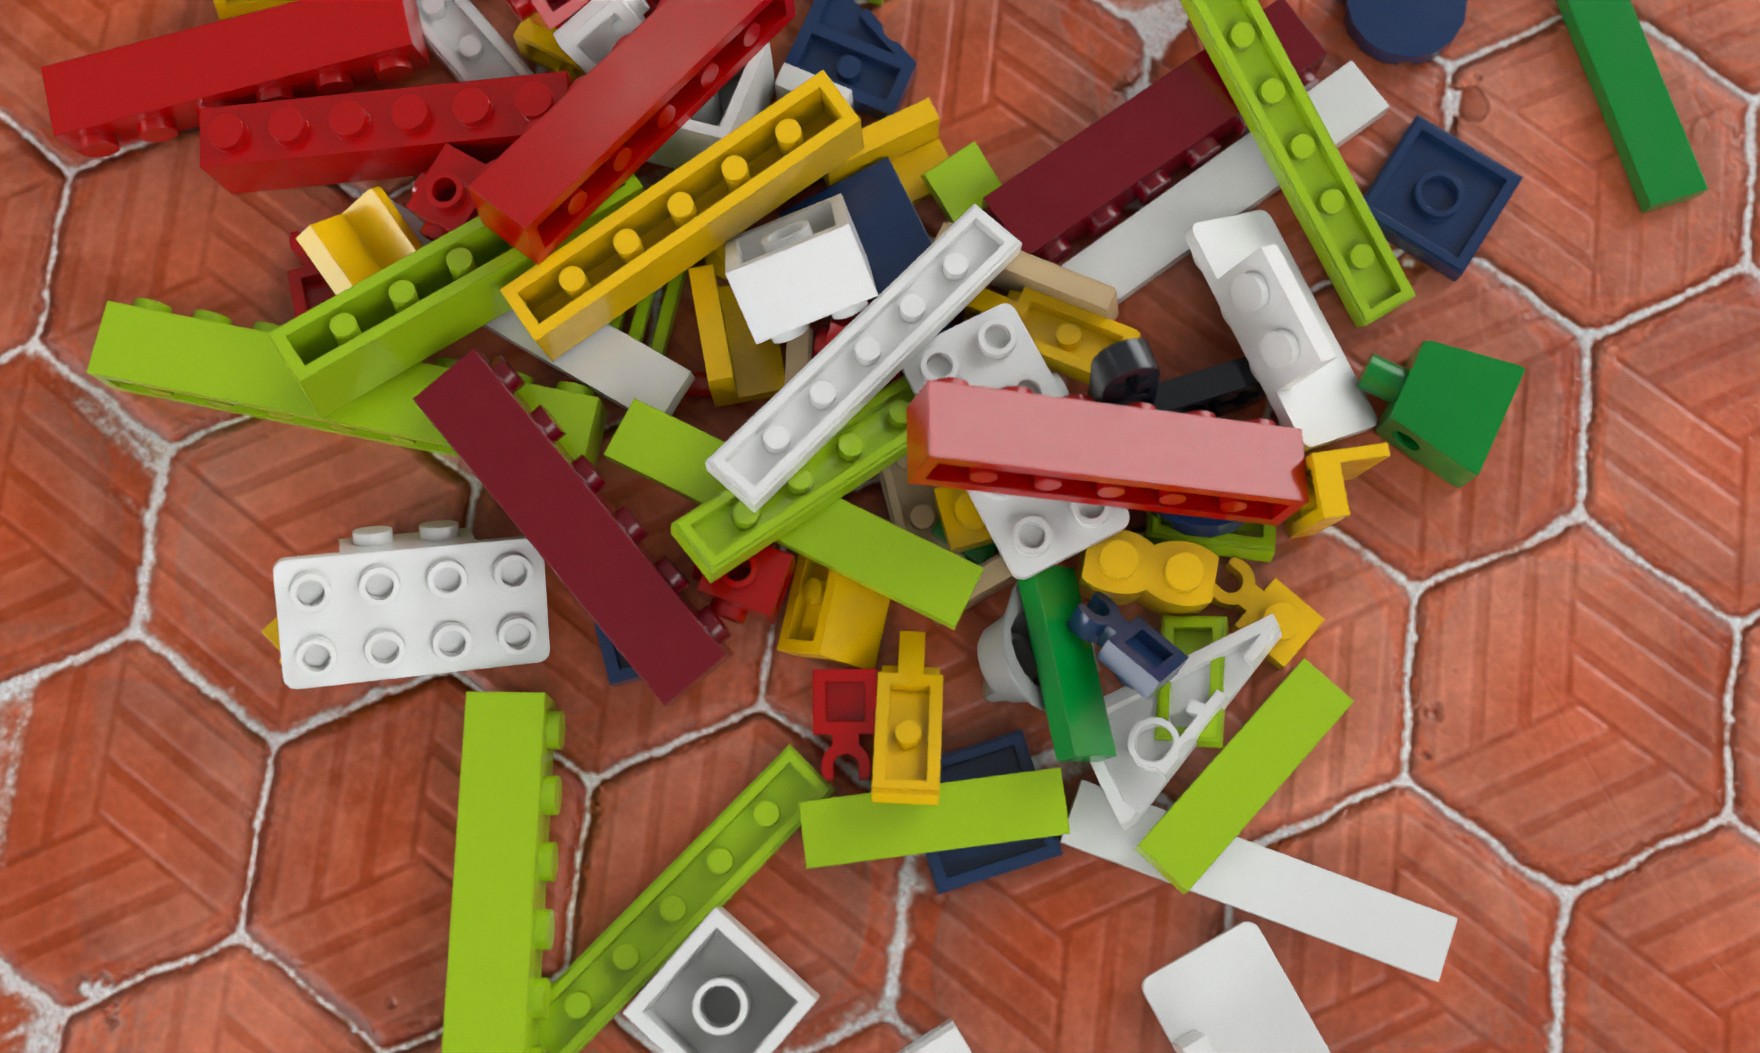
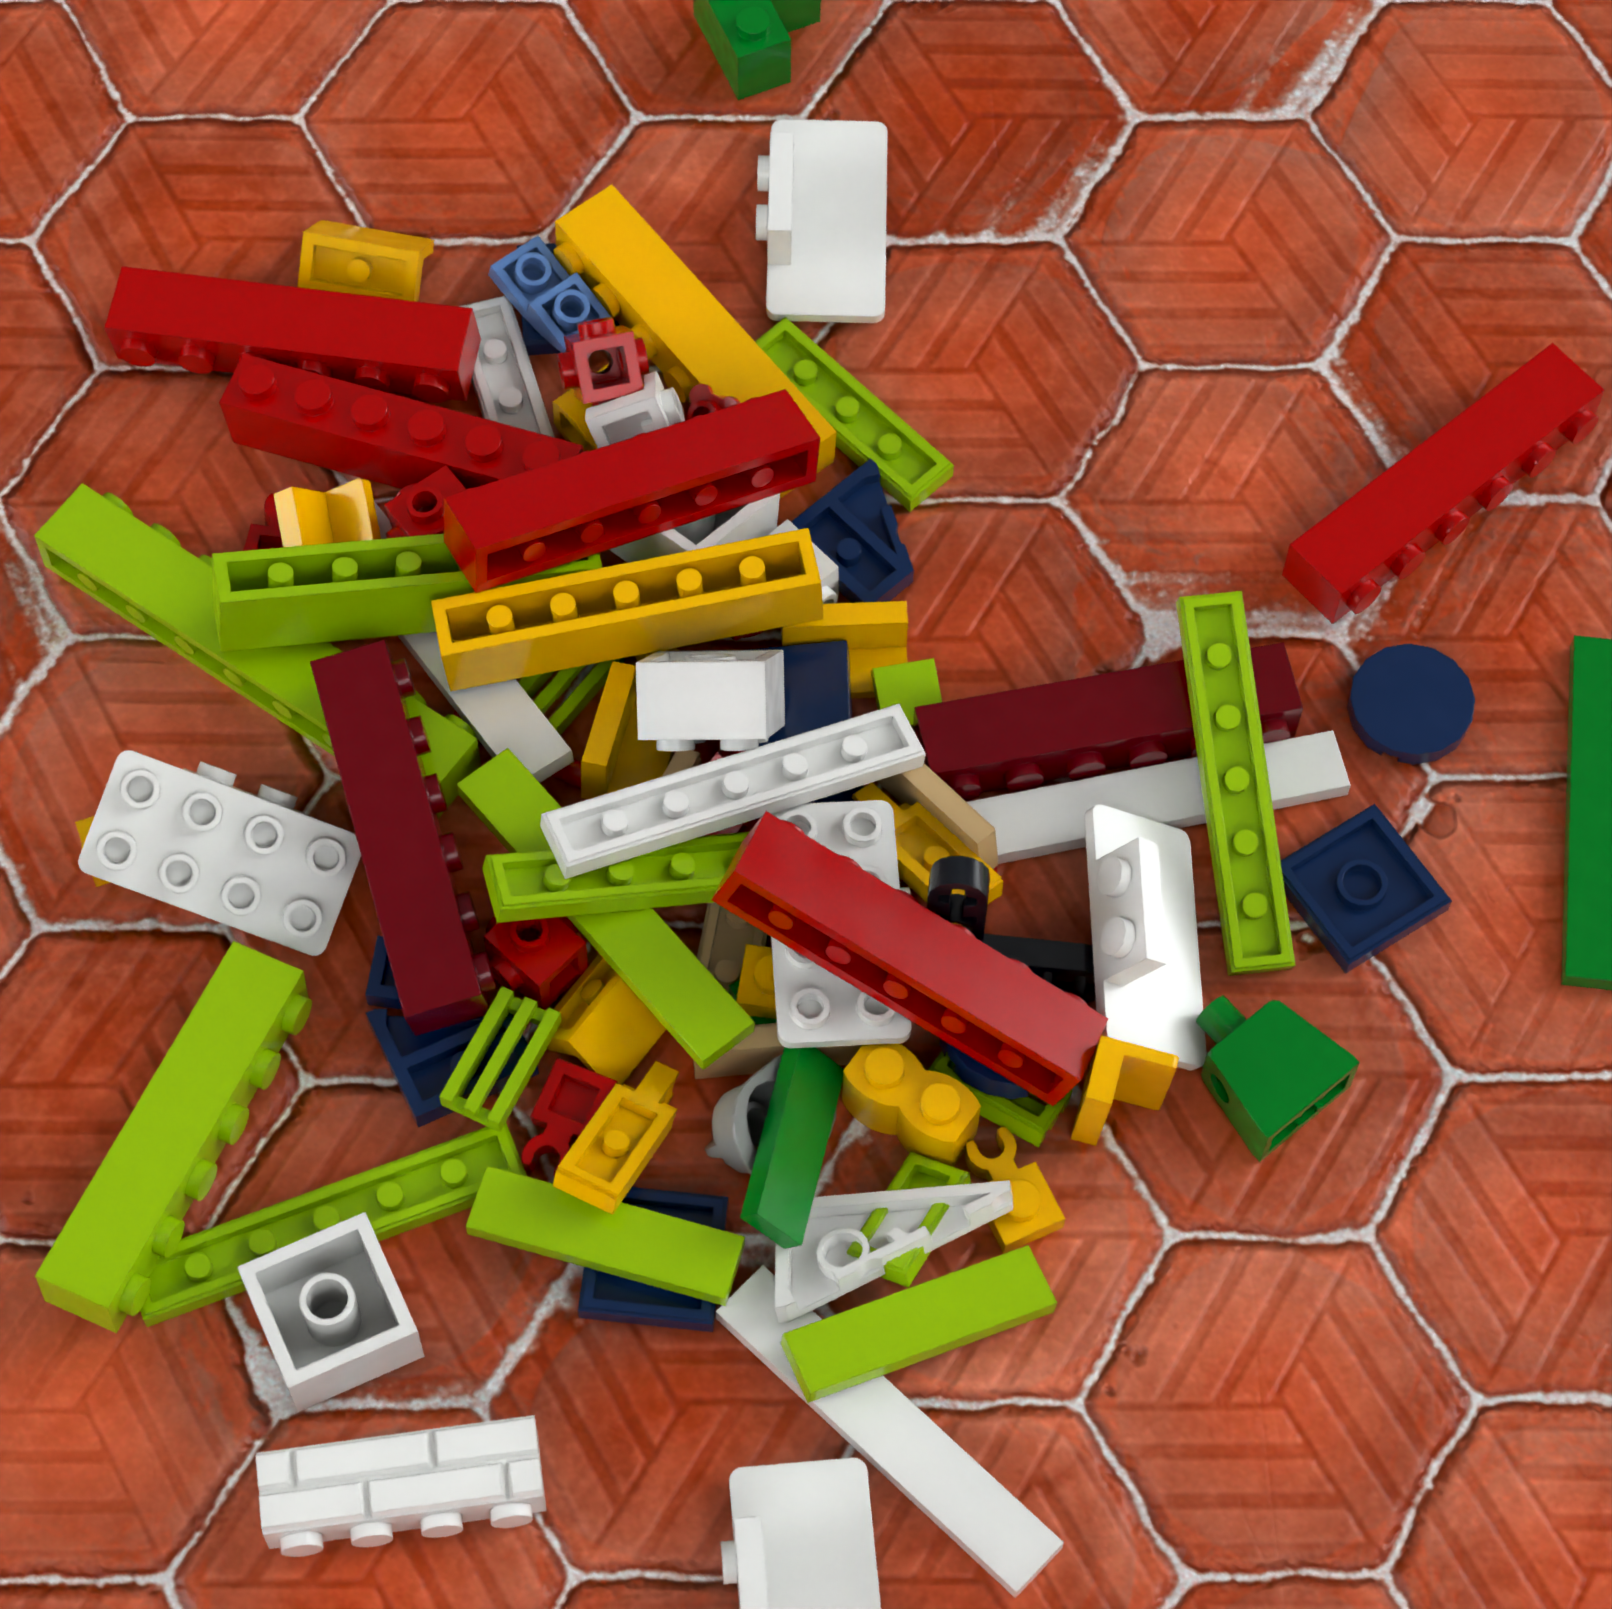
camera: 20 degrees right, 15 degrees down
(720, 713) = (428, 1060): none -> dark blue wing
(767, 640) = (525, 1012): none -> lime tile
(1129, 649) = (860, 1156): dark blue plate -> none

